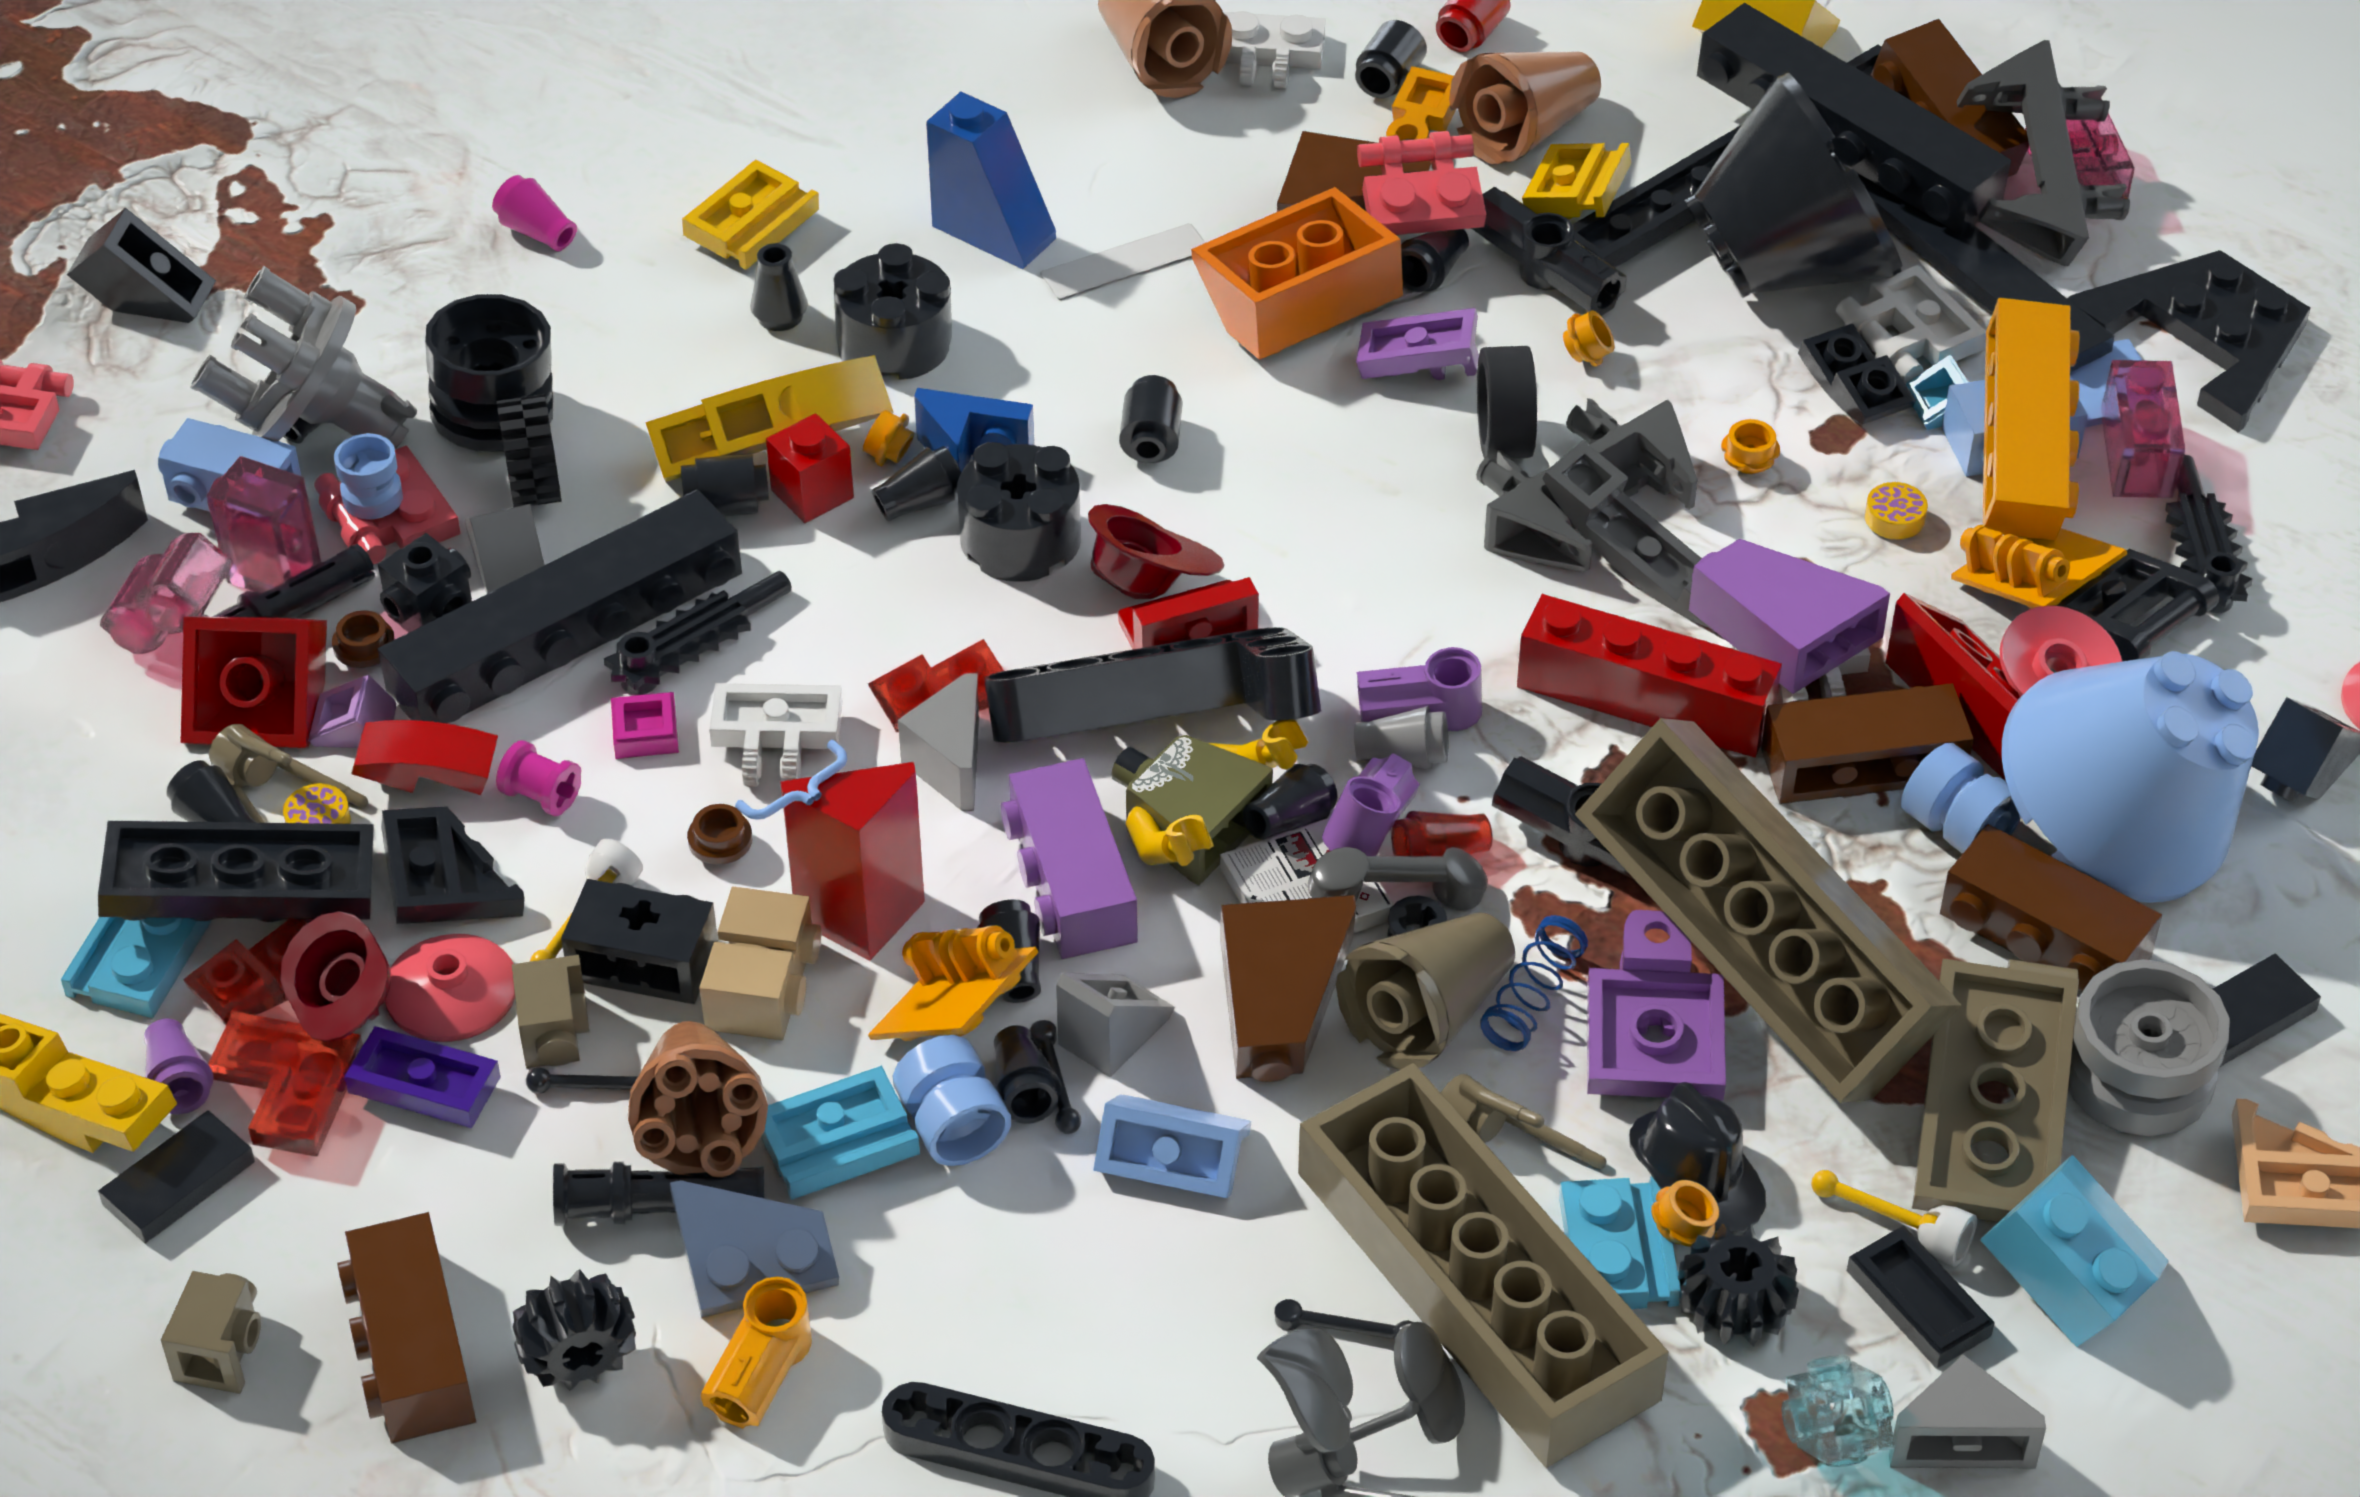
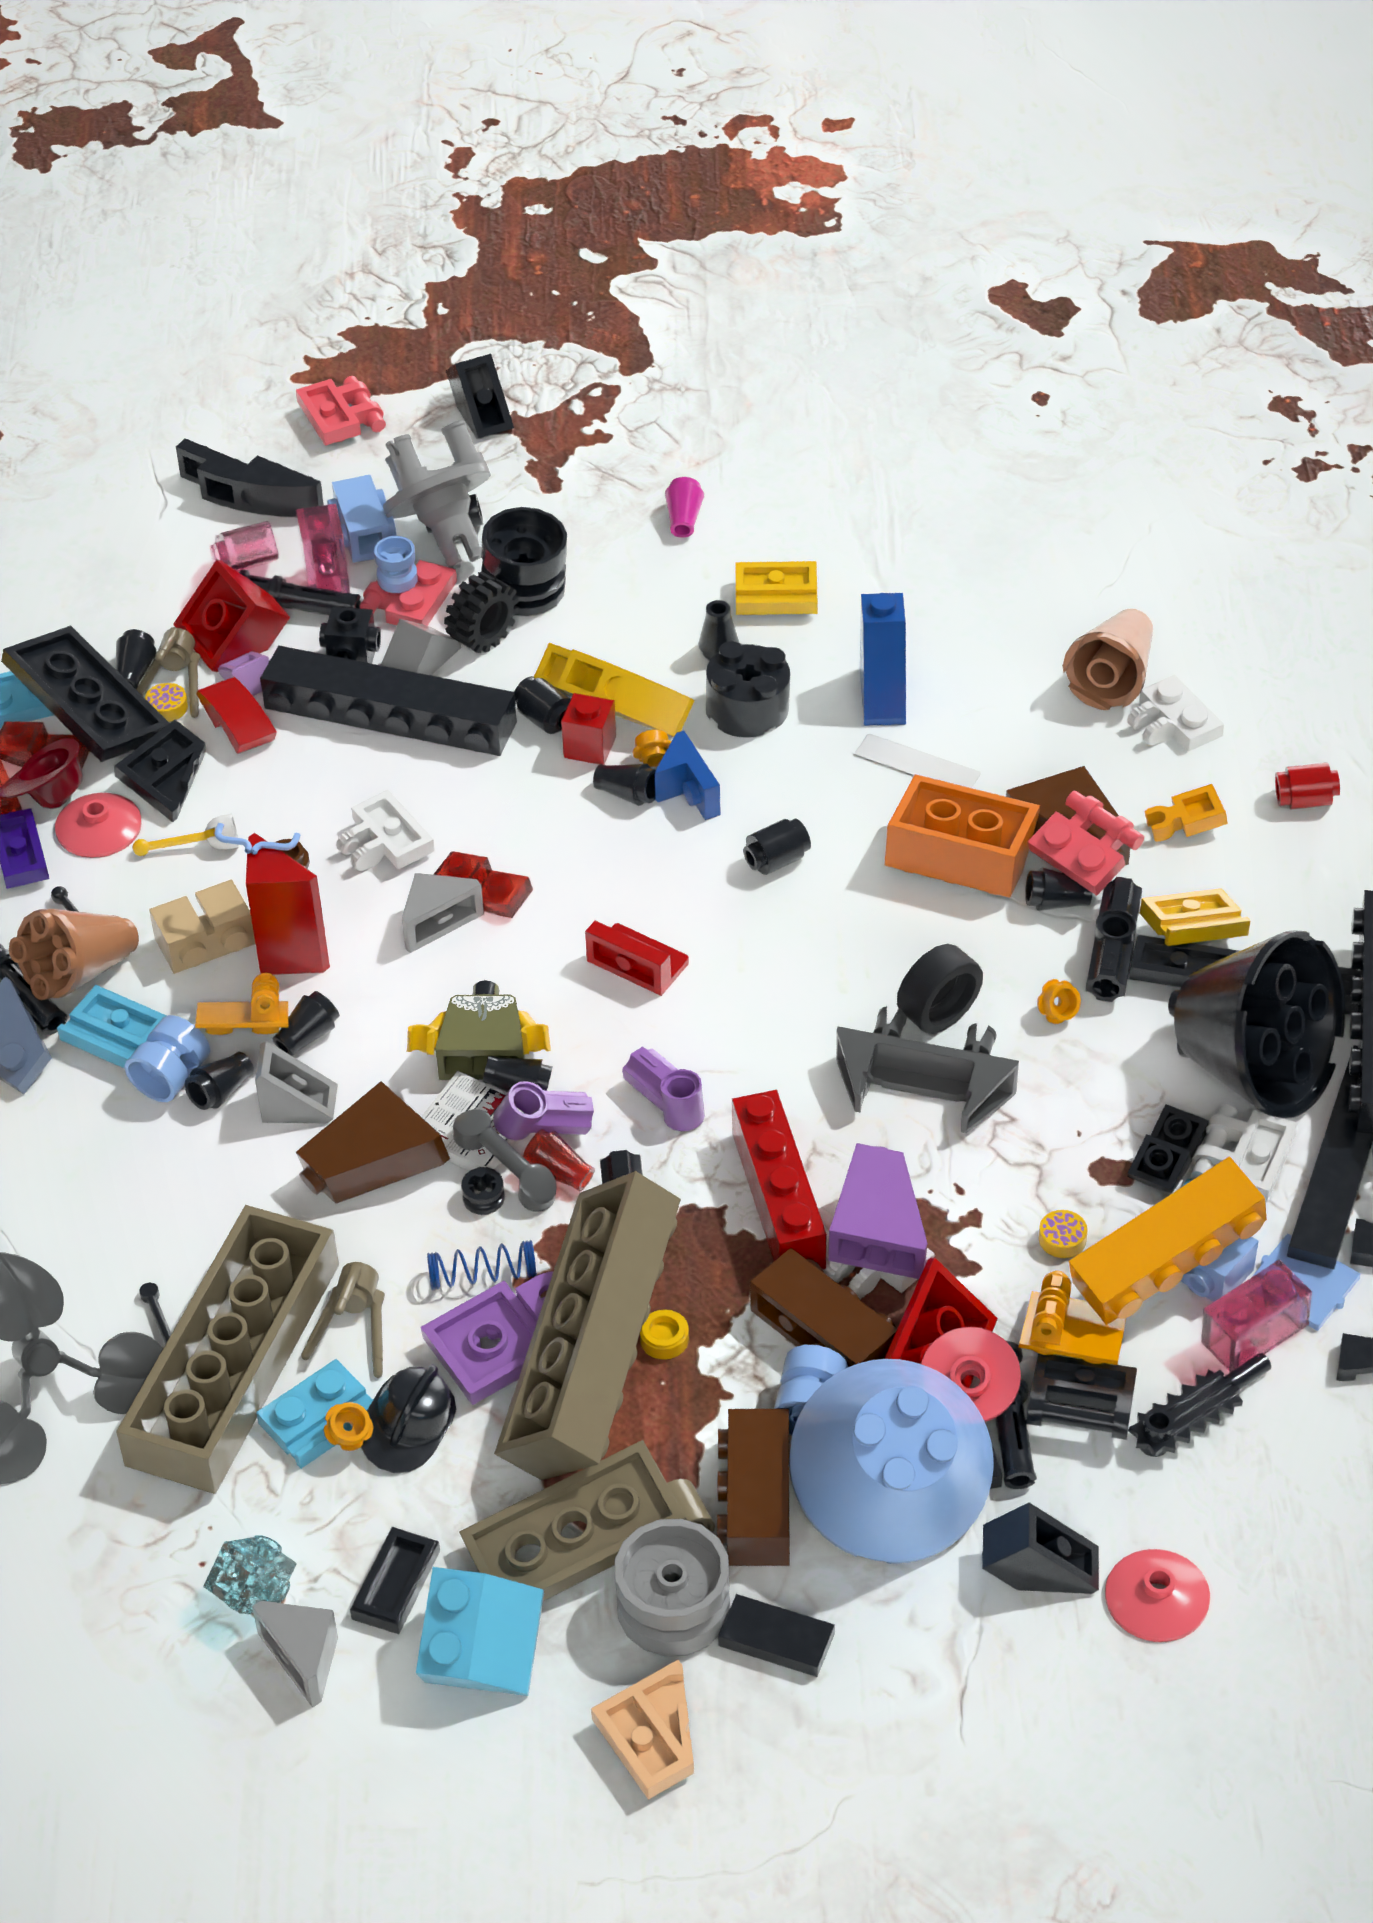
camera: 55 degrees right, 0 degrees up
(359, 637) = (302, 637): reddish brown plate -> none
(538, 778) = (259, 758): dark pink bush -> none
(550, 1010) = (99, 866): dark tan brick -> none
(641, 940) = (177, 863): black brick -> none
(644, 725) = (344, 784): dark pink tile -> none
(647, 656) = (391, 755): black piece -> none
(1019, 510) = (639, 831): black brick -> none
(1044, 1033) = (211, 1119): black hinge -> none
(1070, 859) = (405, 994): medium lavender brick -> none
(1142, 555) = (658, 899): dark red piece -> none
(1170, 1145) = (224, 1168): light blue panel -> none
(1258, 667) = (583, 991): black beam -> none
(1388, 58) = (1221, 768): black brick -> none
(1412, 735) = (626, 1103): light grey cone -> none
(1419, 343) = (964, 925): medium lavender plate -> none
(1422, 985) = (431, 1212): dark tan cone -> none
(1520, 99) = (1244, 851): nougat cone -> none
(1621, 531) = (899, 1097): dark grey slope -> none
(1738, 1285) = (320, 1481): black gear -> none
(1750, 446) = (1043, 1130): light orange plate -> none
(1942, 1230) = (449, 1555): hinge -> none

